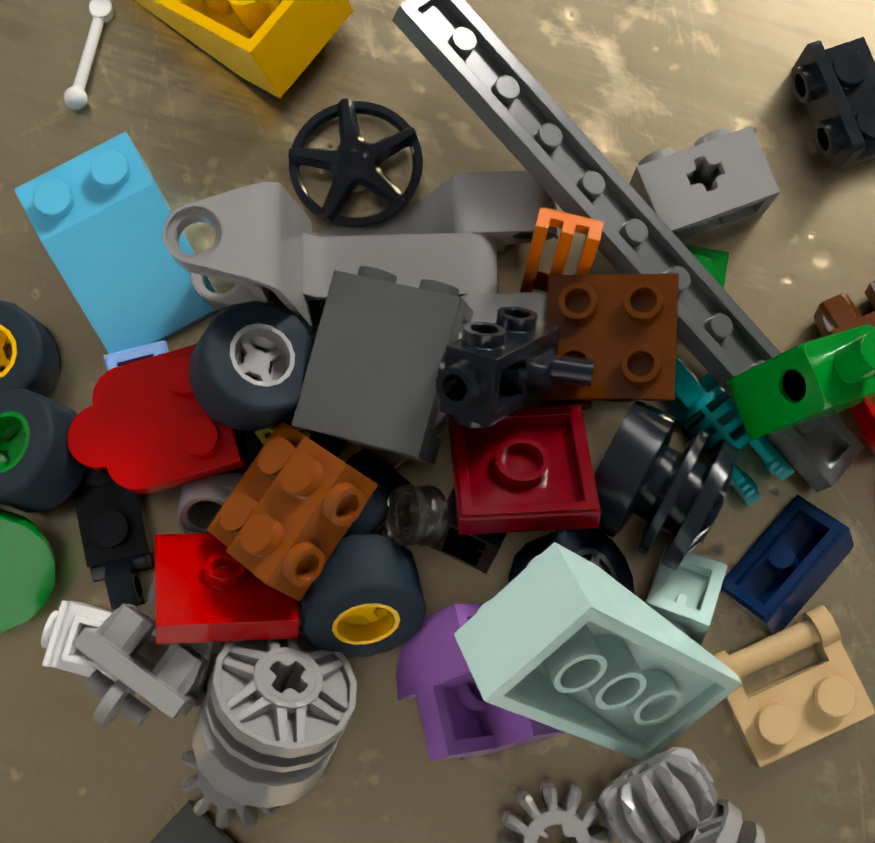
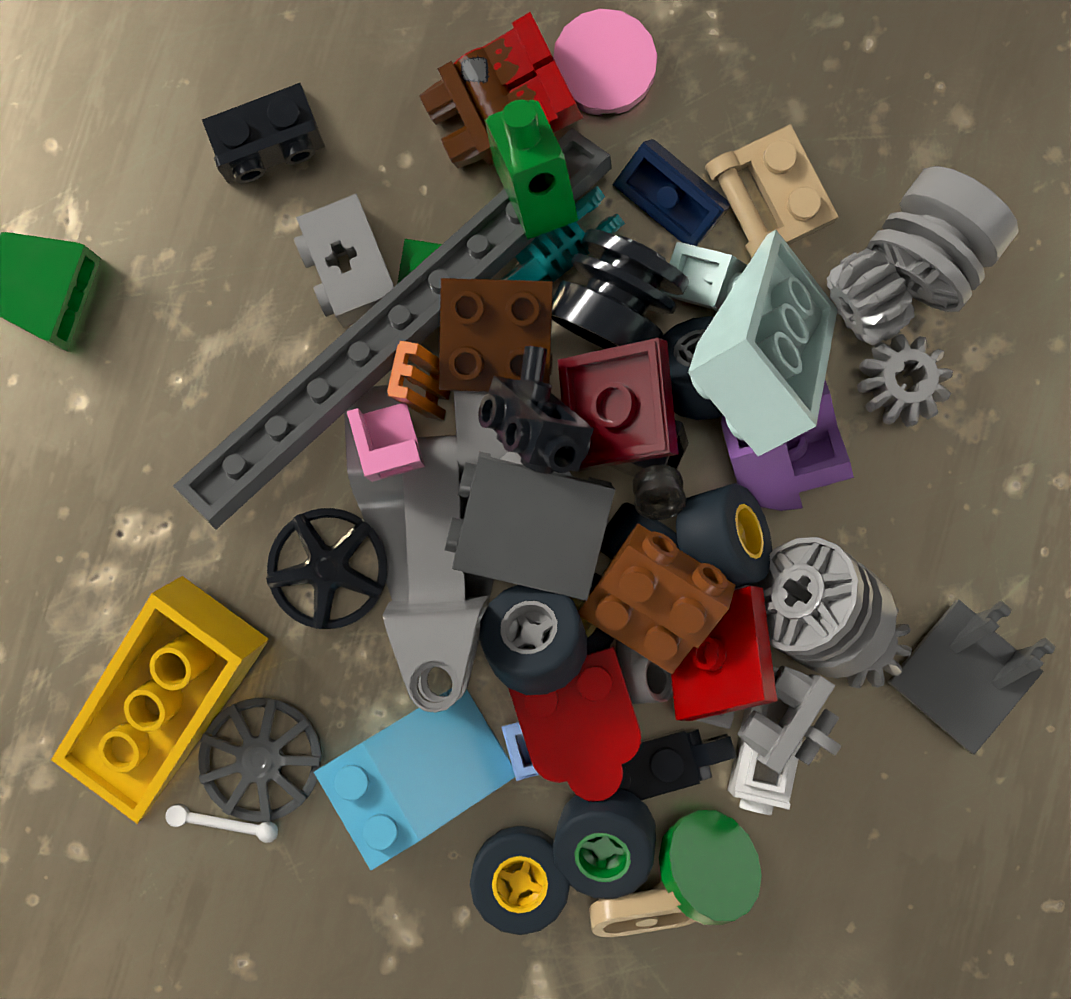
camera: 90 degrees left, 5 degrees up
(152, 88) = (258, 760): none -> dark grey wheel
(488, 207) = (386, 441): none -> bright pink panel

